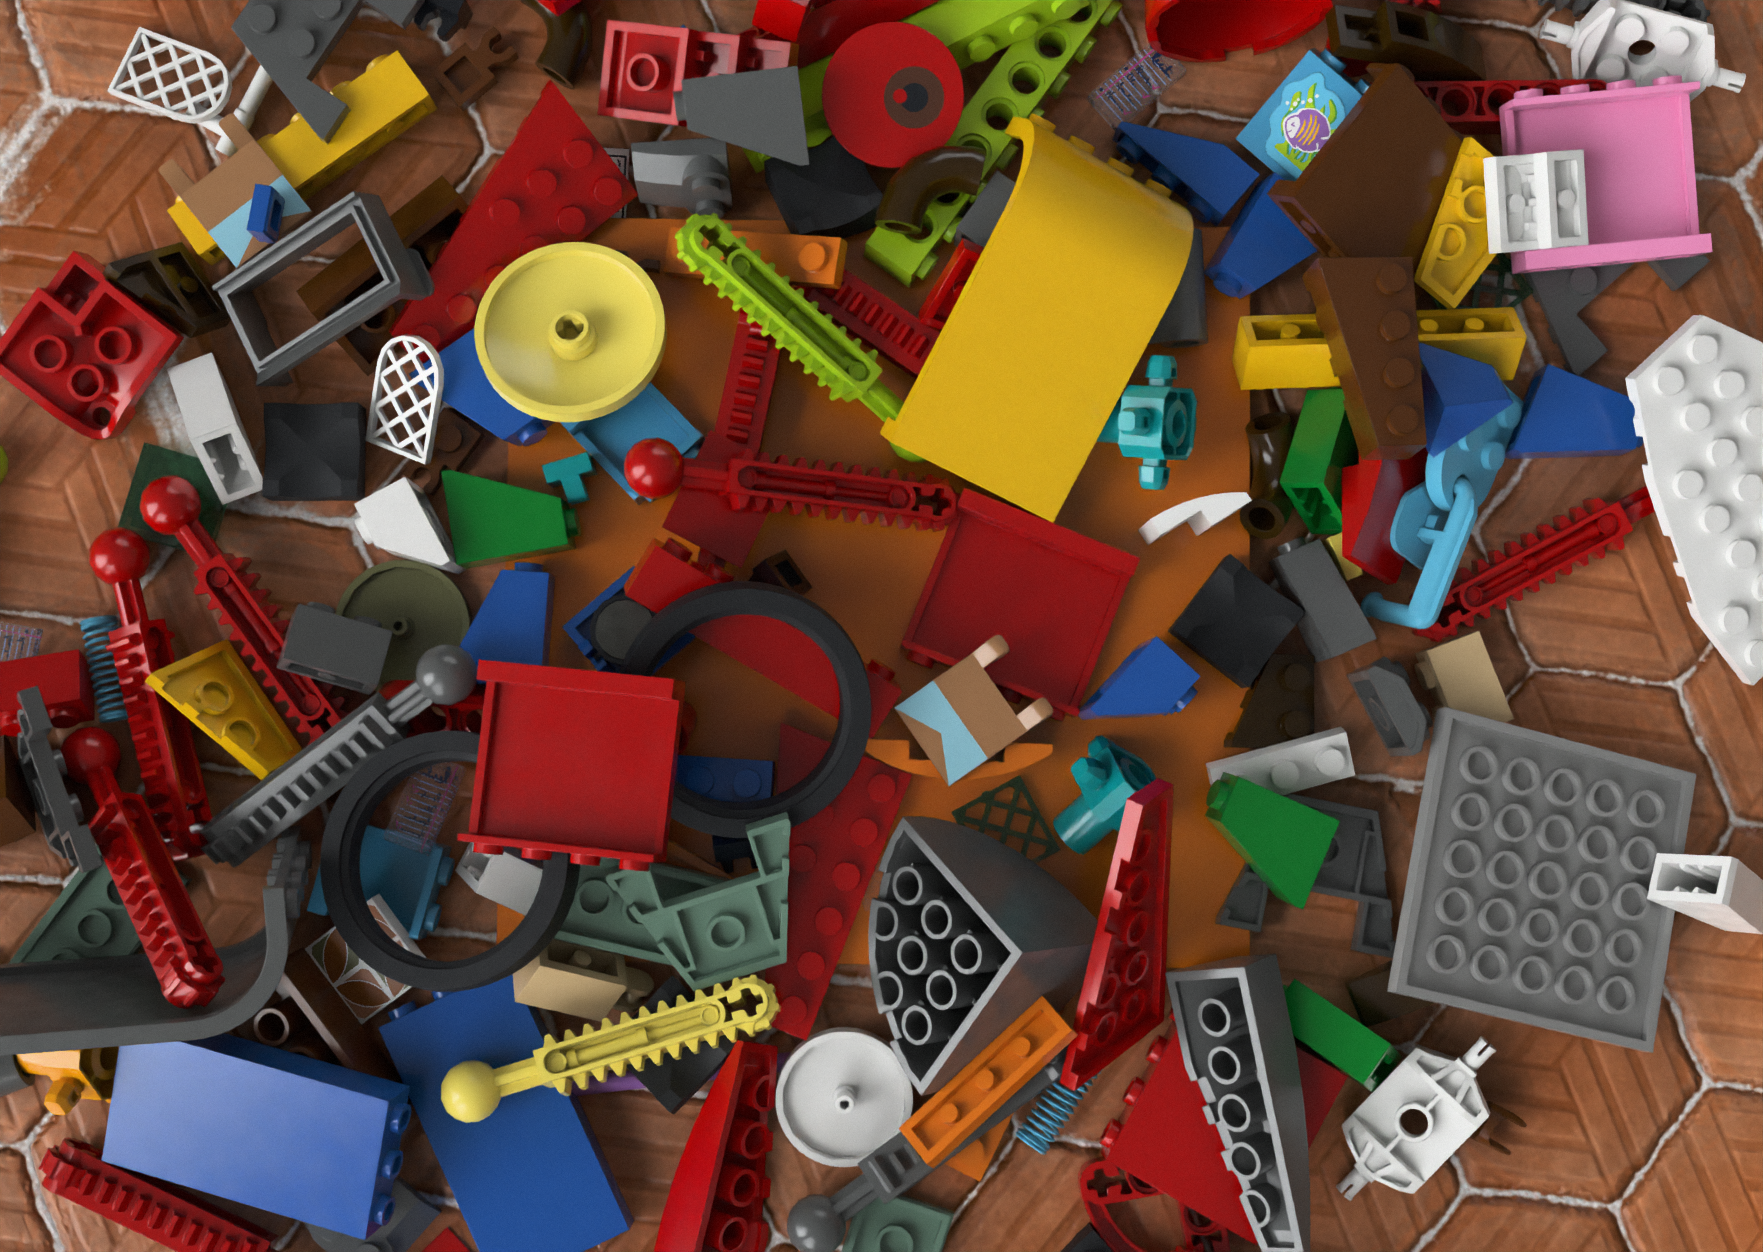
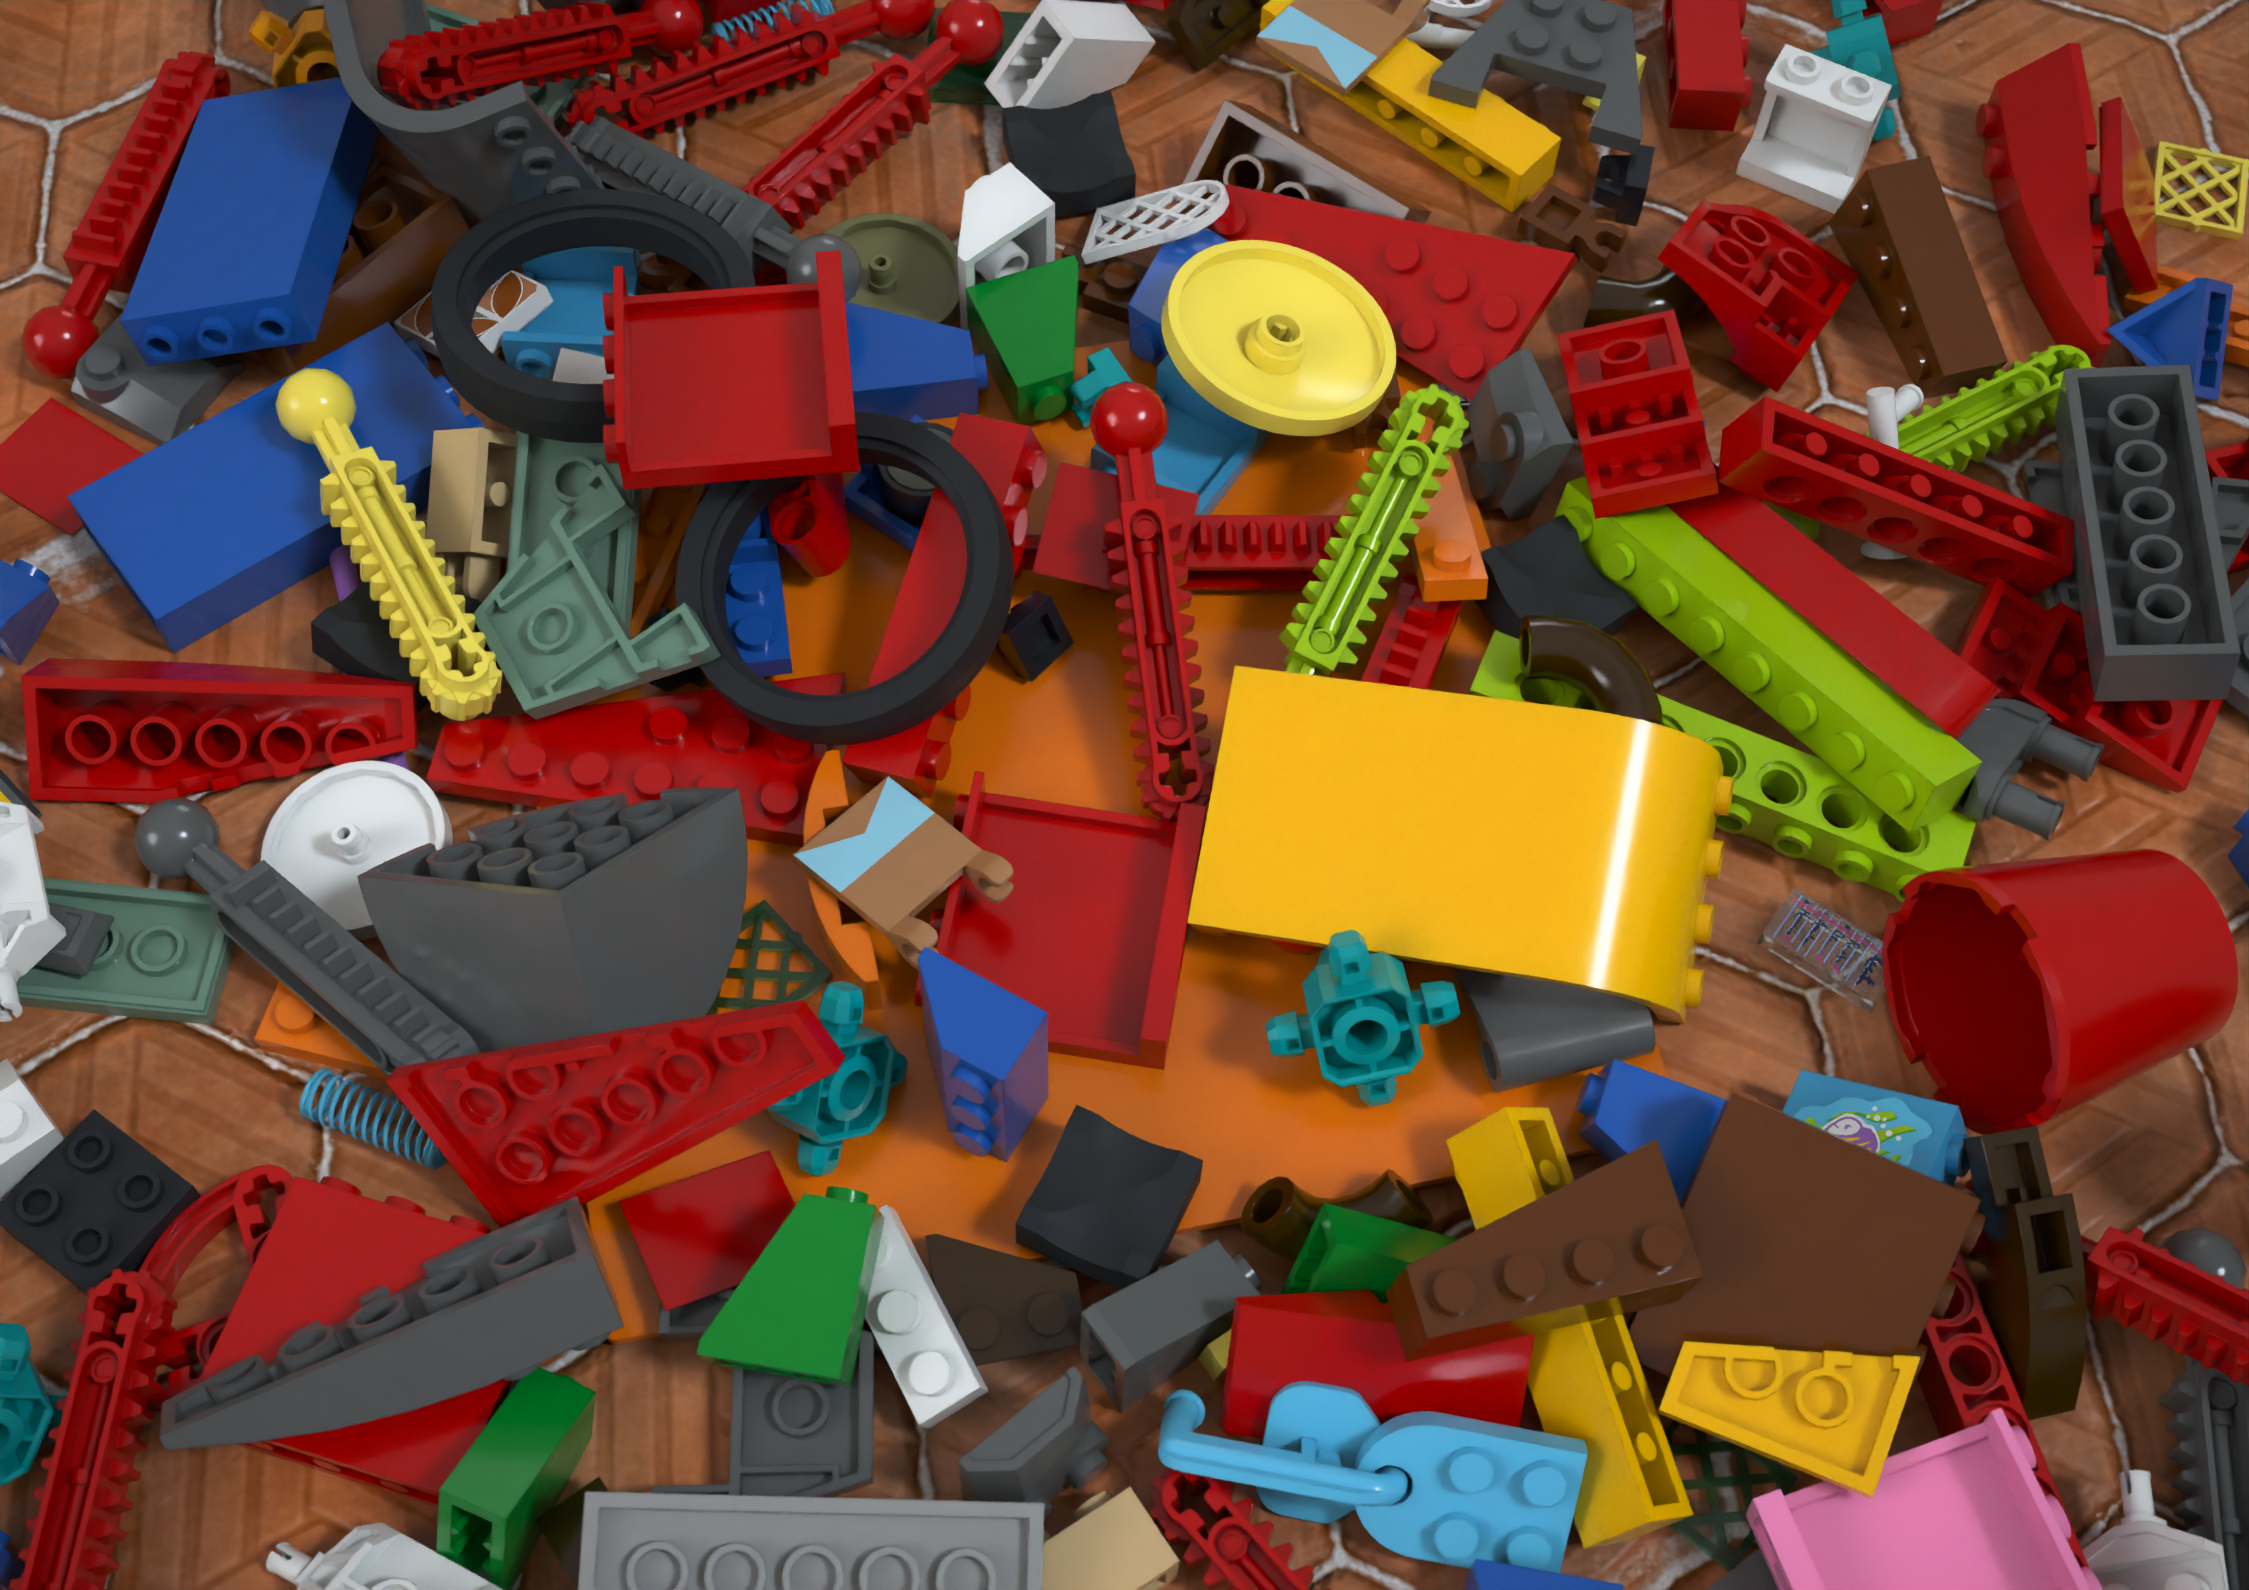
camera: 85 degrees right, 25 degrees down
(229, 706) = (754, 115): yellow wing -> none
(265, 214) = (1324, 35): blue tile -> none
(335, 647) = (838, 185): dark grey brick -> none
(401, 268) = (1298, 154): dark grey piece -> none
(748, 110) = (1613, 443): dark grey slope -> none
(892, 93) = (1699, 610): red tile -> none
(987, 1082) = (387, 964): orange plate -> none
(1196, 169) = (1745, 1023): blue slope -> none
(1199, 513) = (1242, 1087): white slope -> none
(1204, 886) = (708, 1227): none -> red sticker
(1457, 396) = (1524, 1413): blue slope -> none
(1536, 201) = (1861, 1482): white slope -> none

